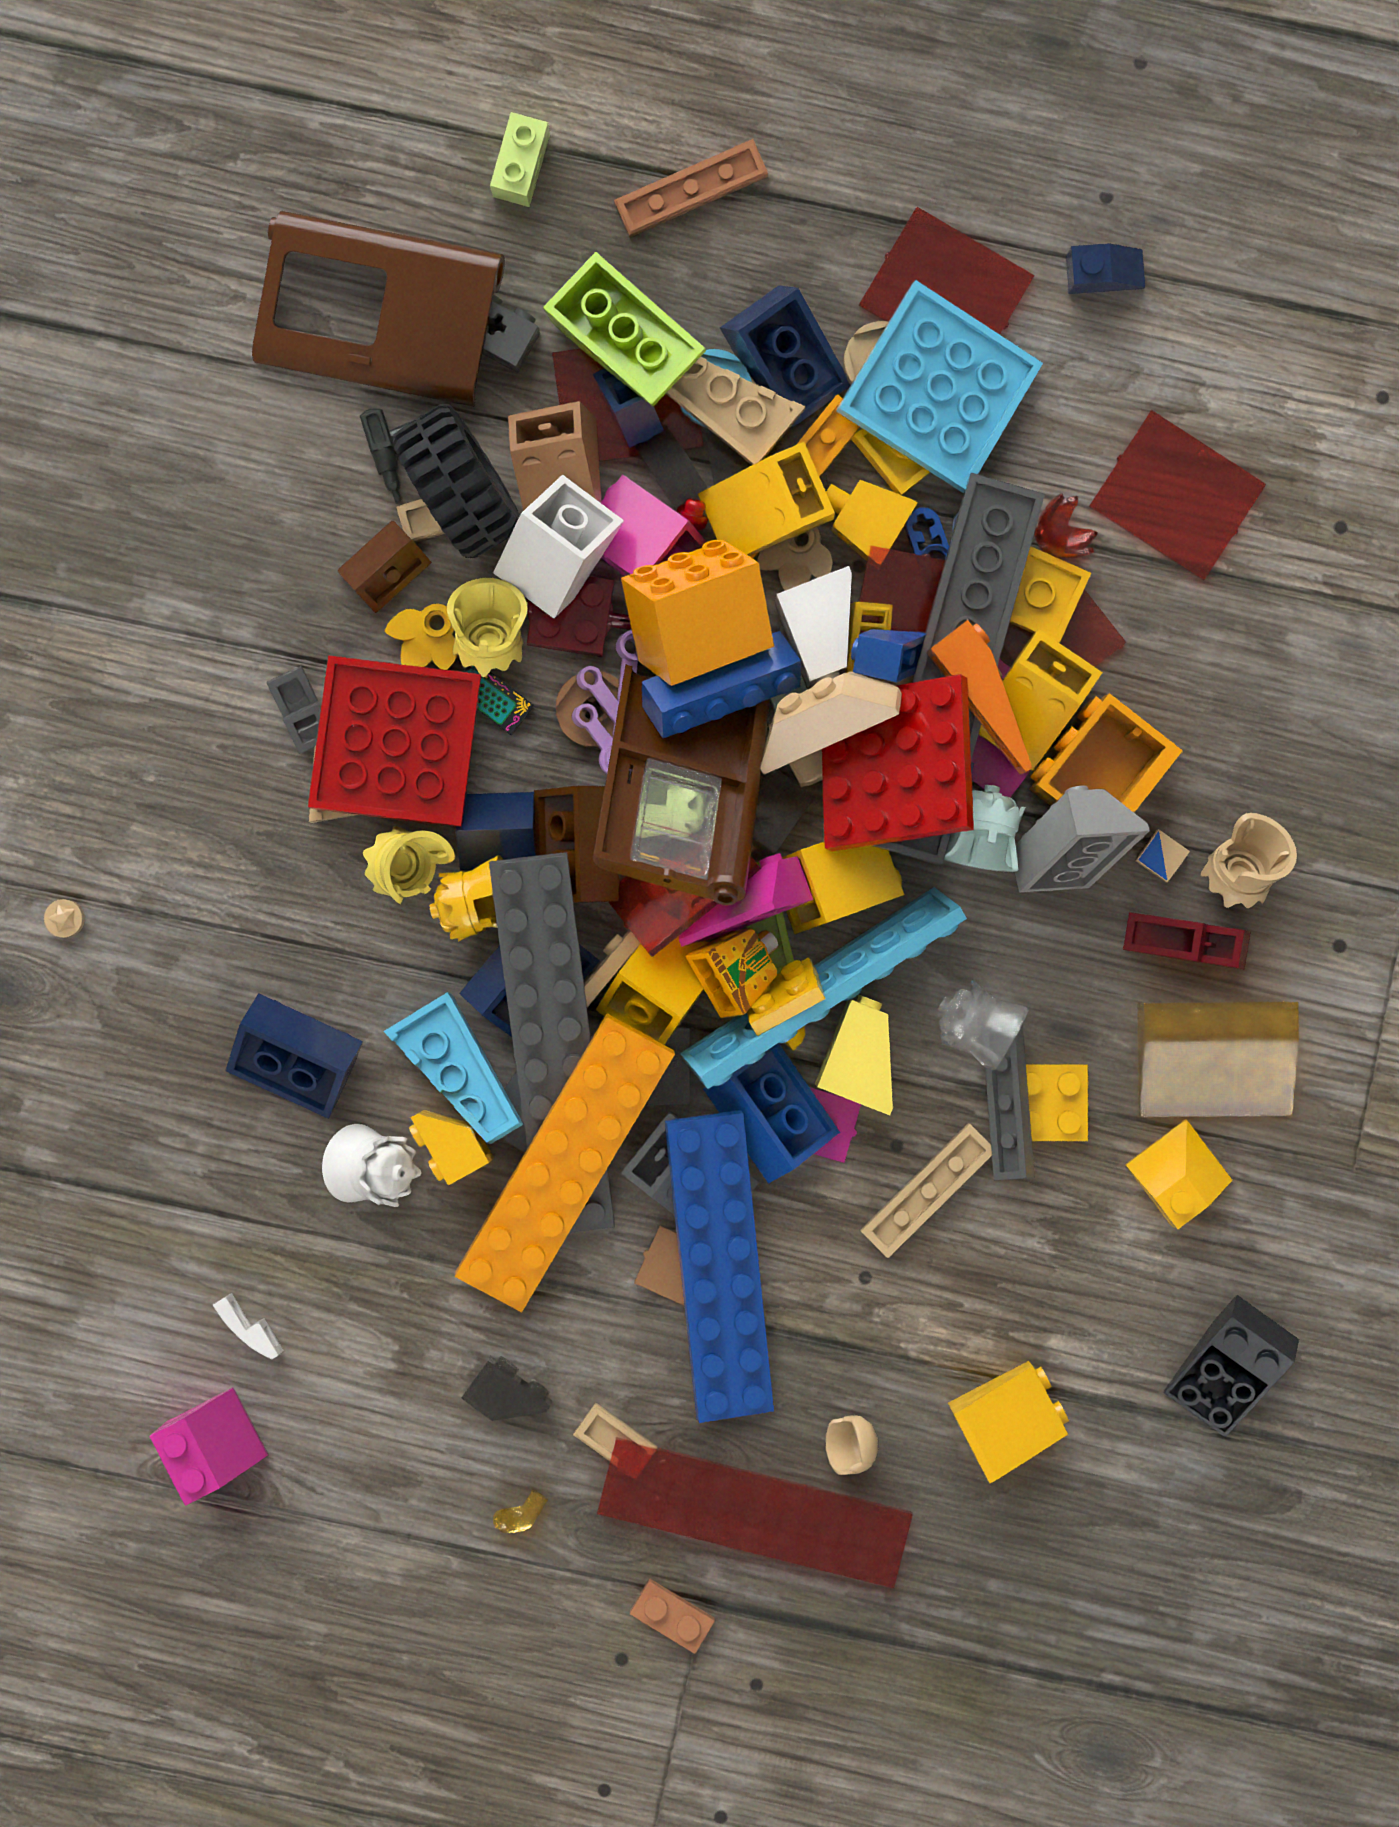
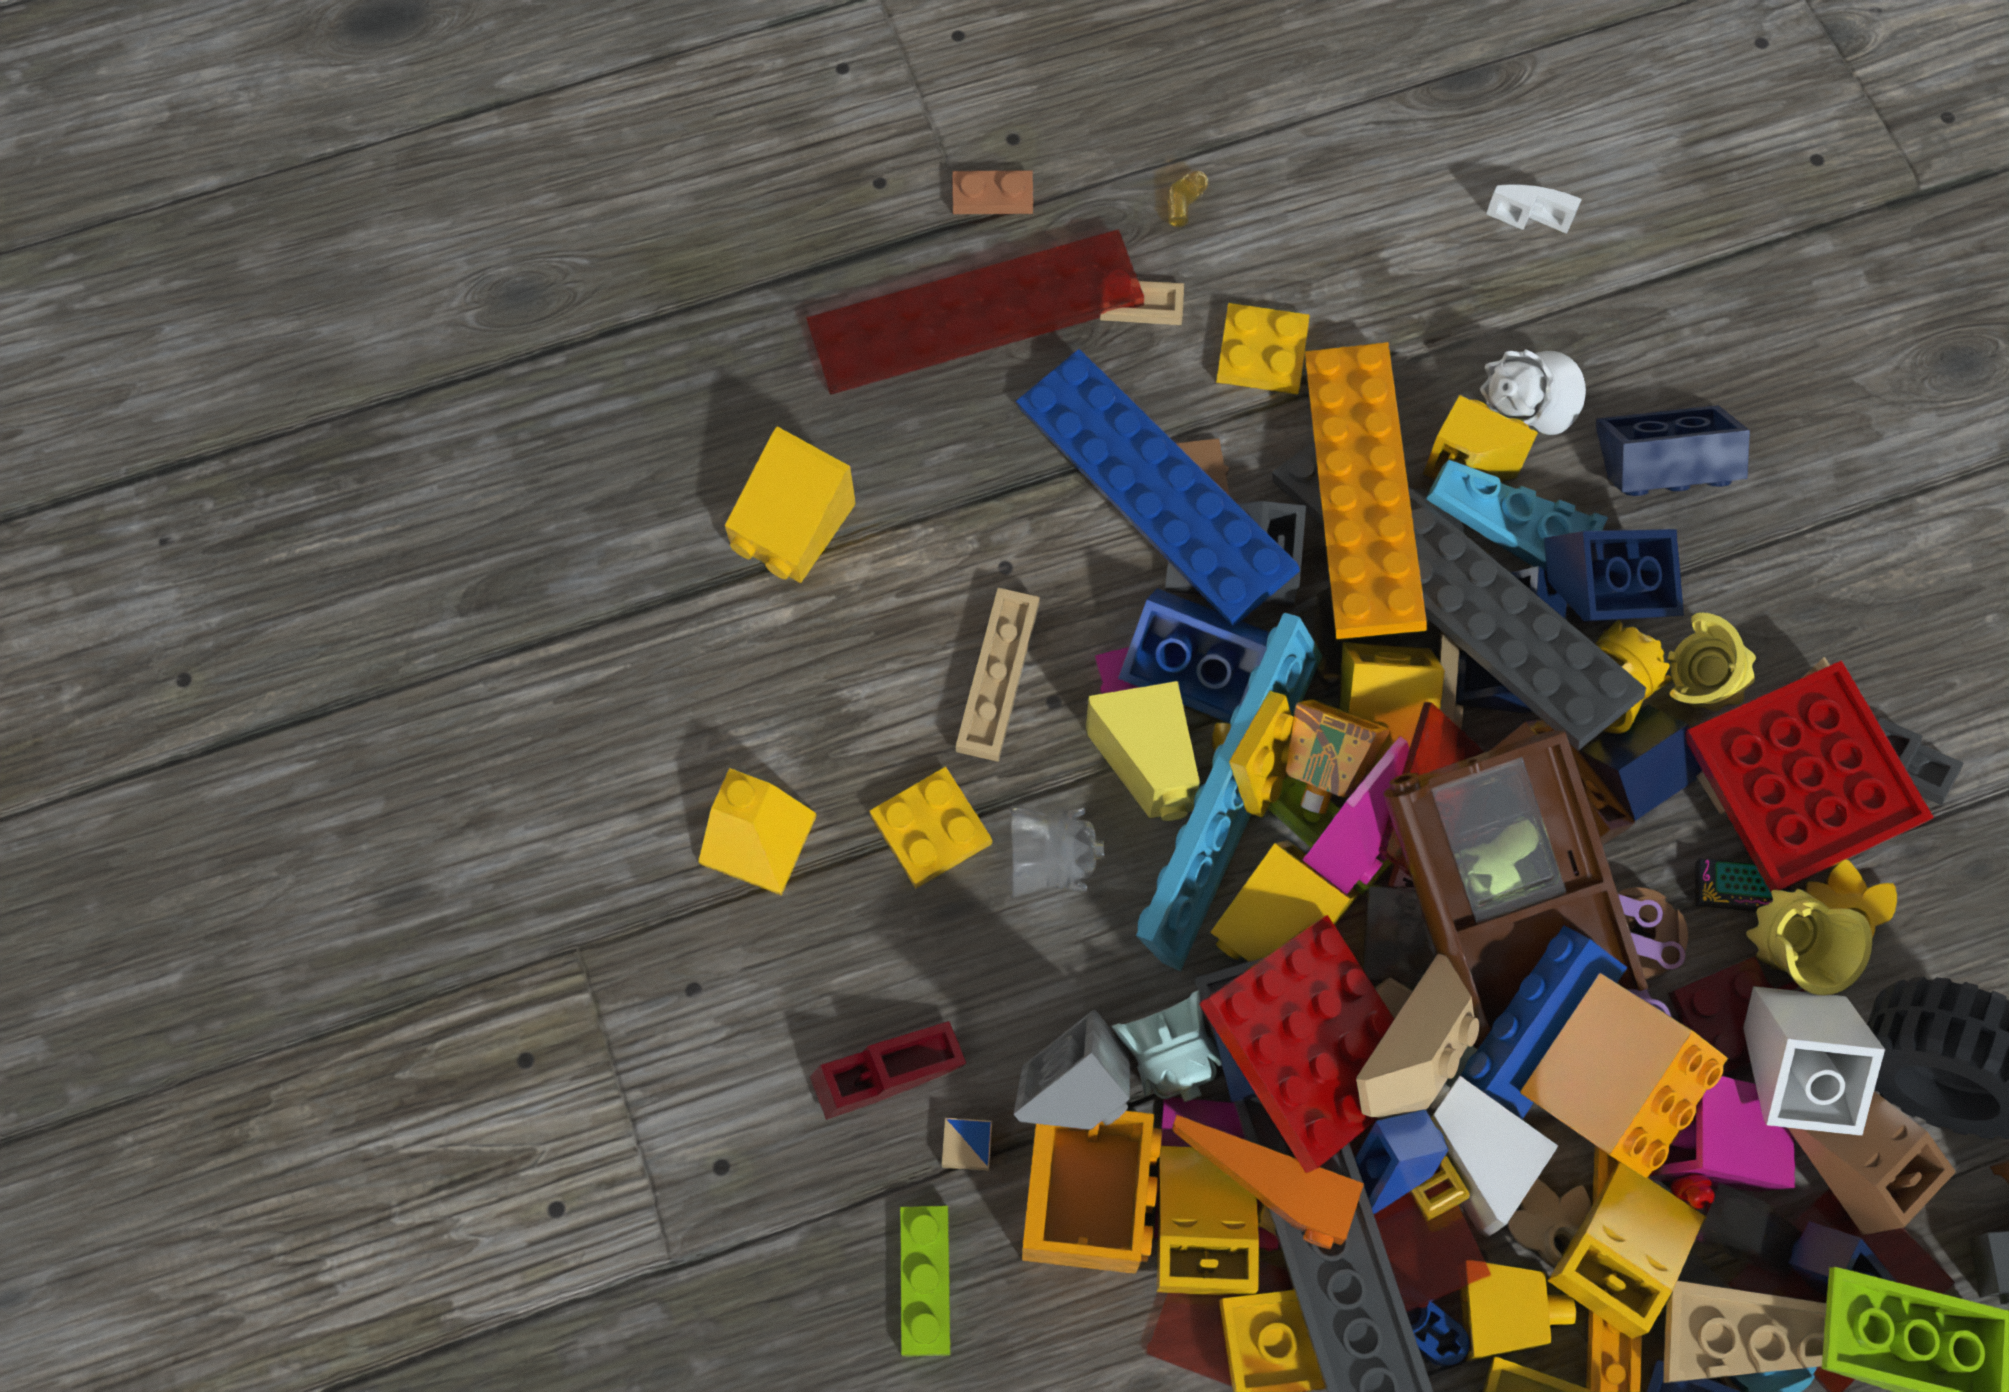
camera: 150 degrees right, 20 degrees down
(64, 918) = (1964, 447): tan tile -> none
(208, 1446) = (1499, 87): dark pink slope -> none
(384, 566) = (1943, 940): reddish brown panel -> none
(424, 974) = (1617, 573): none -> dark blue slope
(503, 1394) = (1270, 279): clear smoke slope -> none
(547, 1339) = (1263, 348): none -> yellow plate
(851, 1445) = (924, 409): tan hair -> none
(1010, 1115) = (966, 786): dark grey plate -> none
(1217, 1058) = (787, 971): clear yellow slope -> none
(1233, 1366) = (595, 687): black slope -> none
(1246, 779) = (925, 1281): none -> lime plate
(1250, 860) = (873, 1185): tan hat -> none

